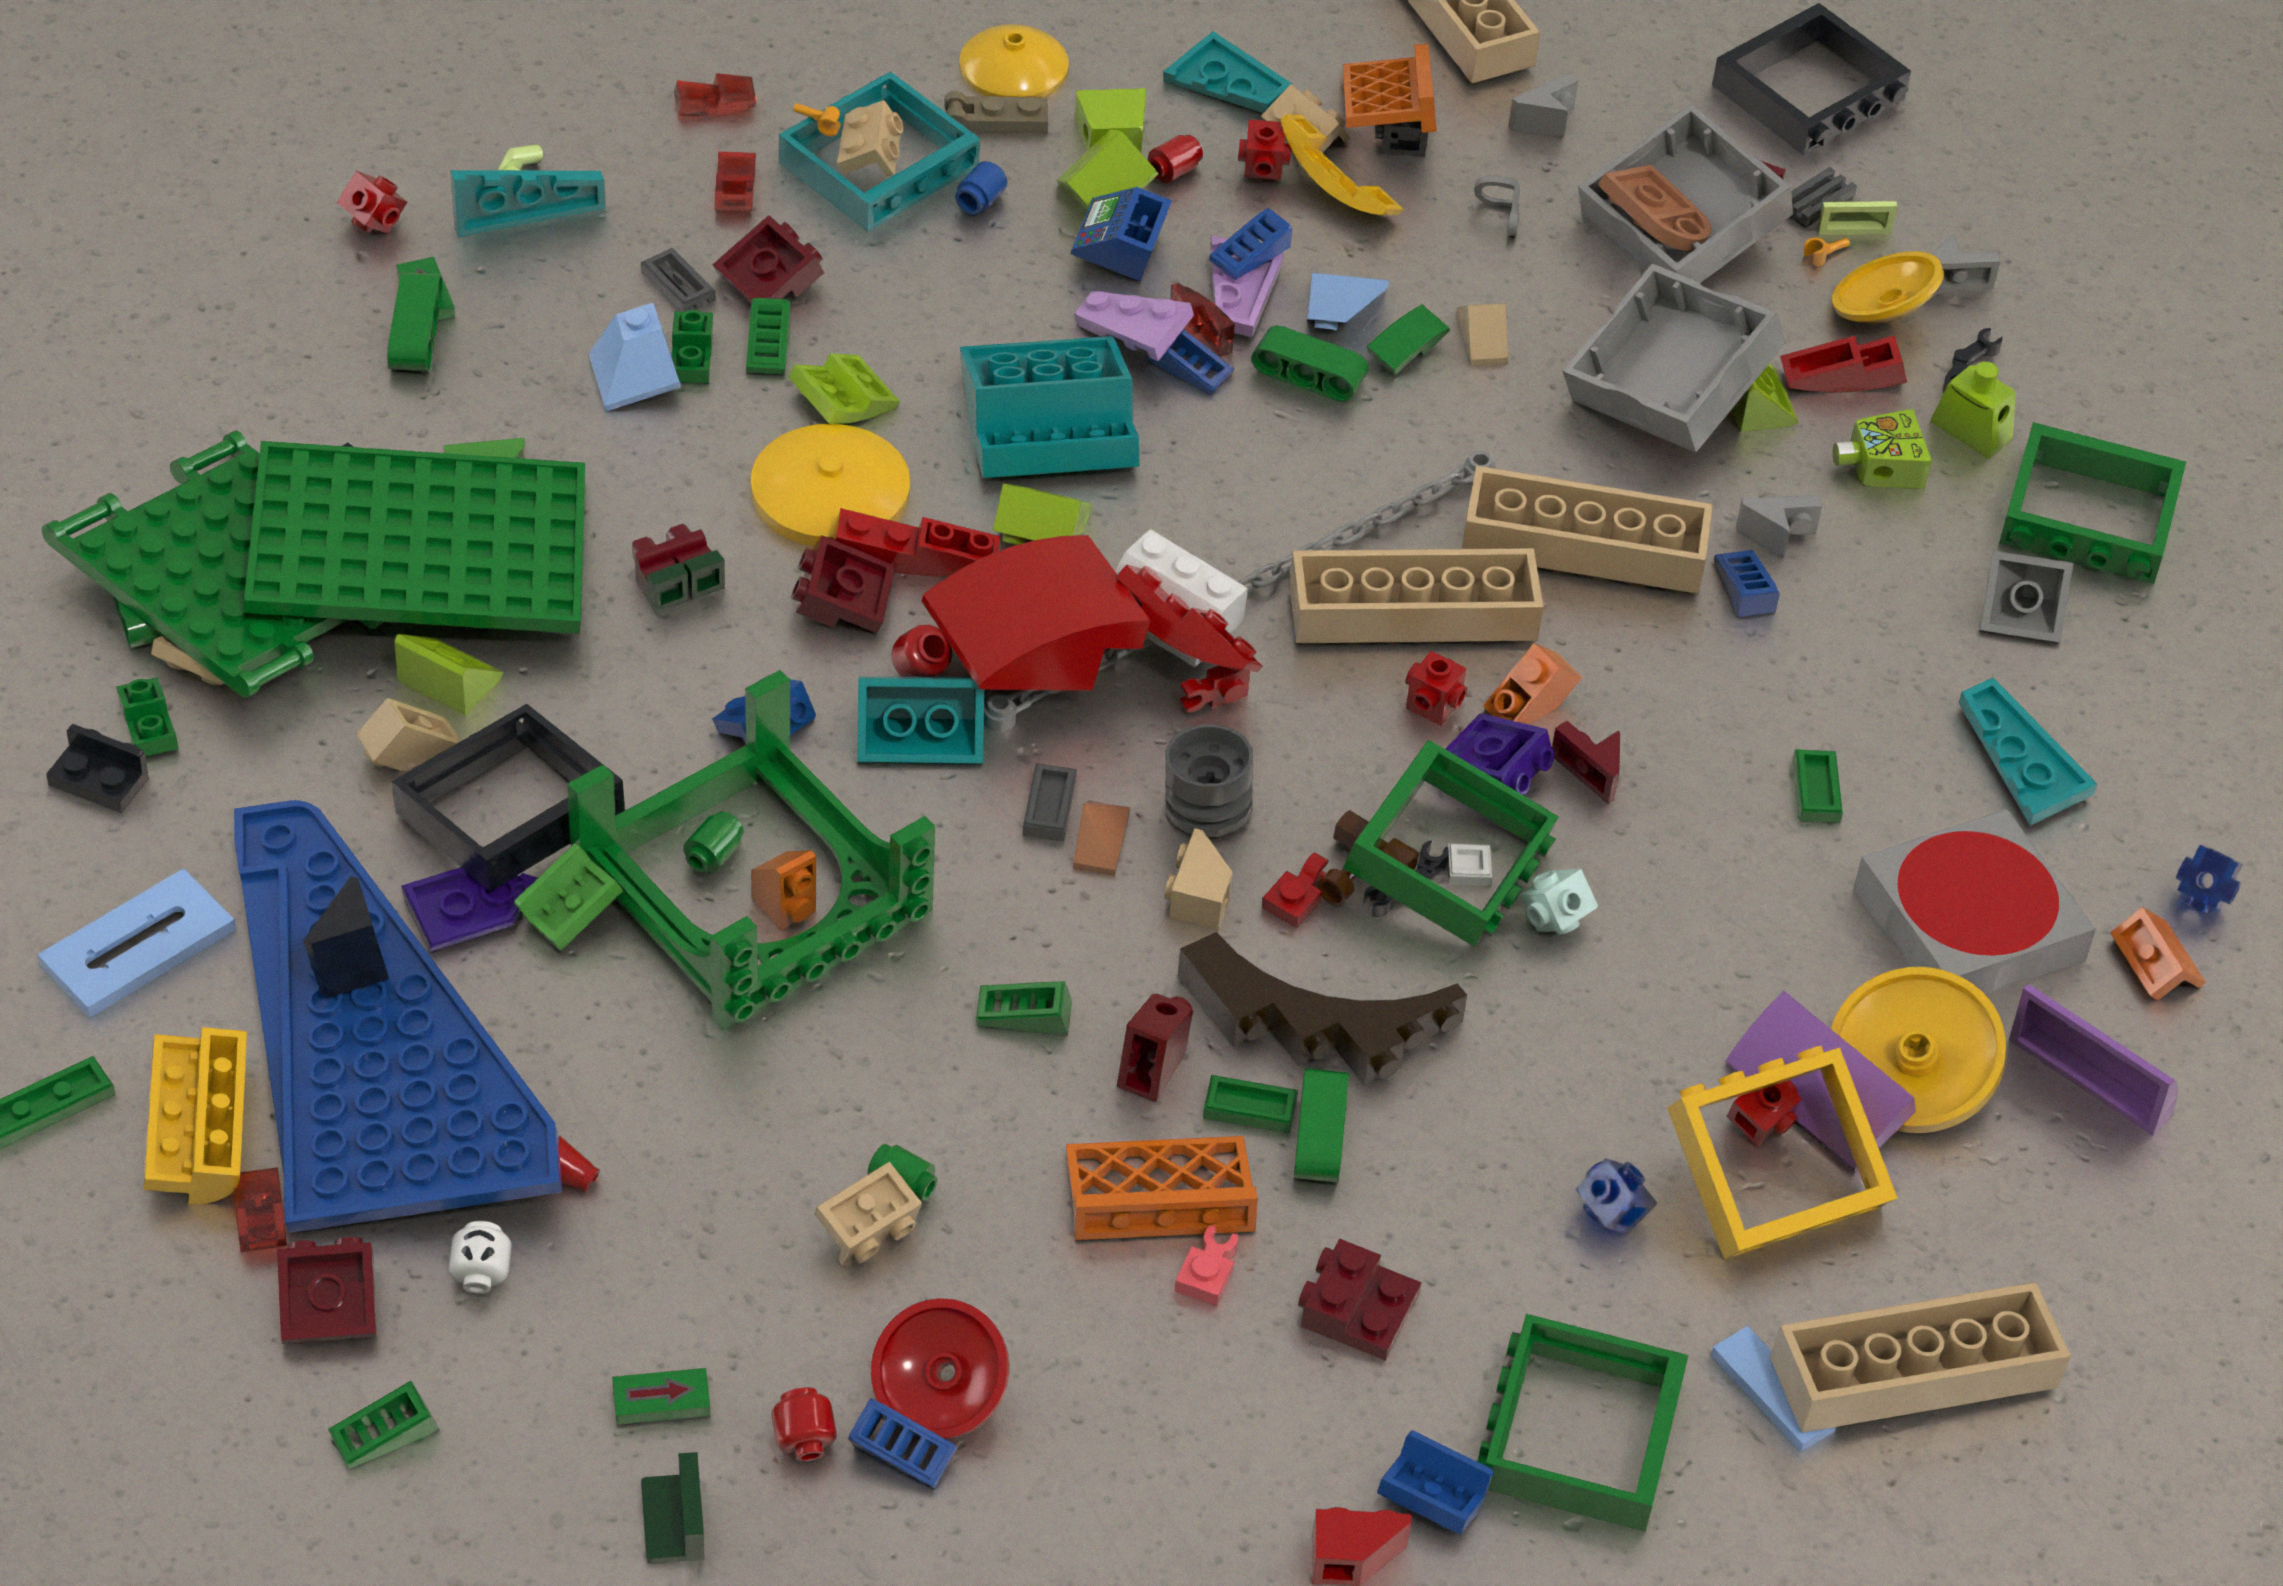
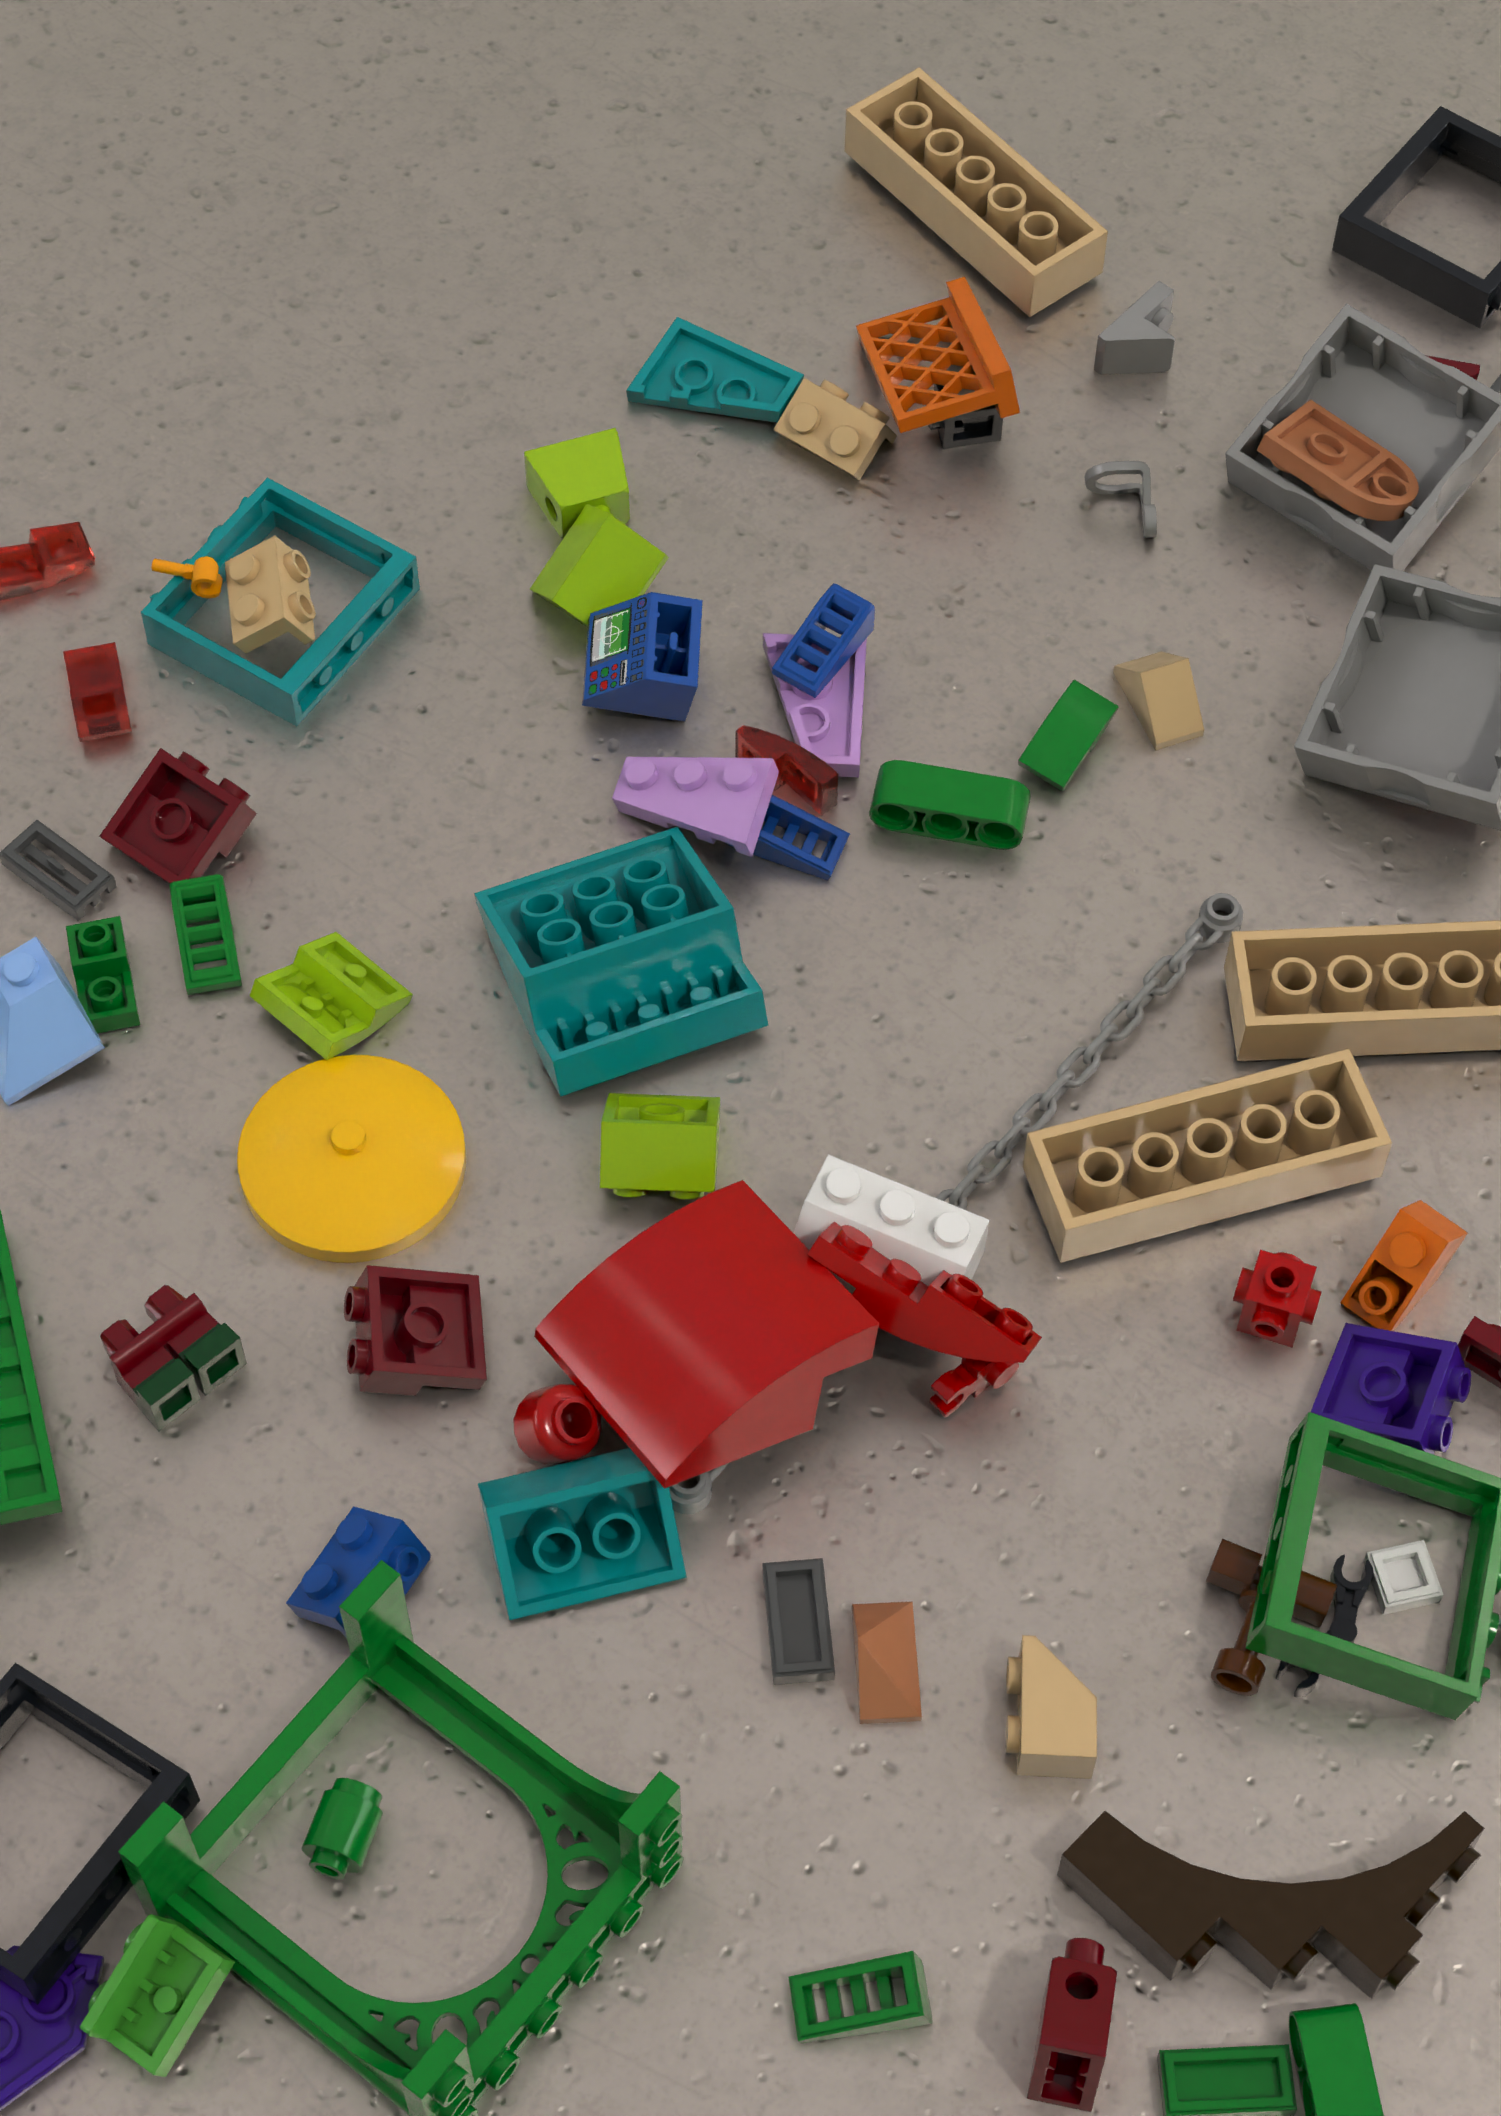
camera: 10 degrees left, 10 degrees up
(786, 887) = (469, 1886): orange slope -> none
(924, 550) = (501, 1240): red slope -> none
(981, 188) = (434, 628): blue brick -> none
(998, 113) = (423, 503): dark tan plate -> none
(1013, 62) = (424, 419): yellow dish -> none
(1175, 157) = (680, 521): red brick -> none
(1209, 779) = (1025, 1515): dark grey wheel -> none
(1264, 150) = (796, 495): red brick -> none
(1296, 896) = (1182, 1695): red plate -> none
(1305, 143) = (847, 463): yellow slope -> none
(1340, 298) = (964, 691): light blue slope -> none

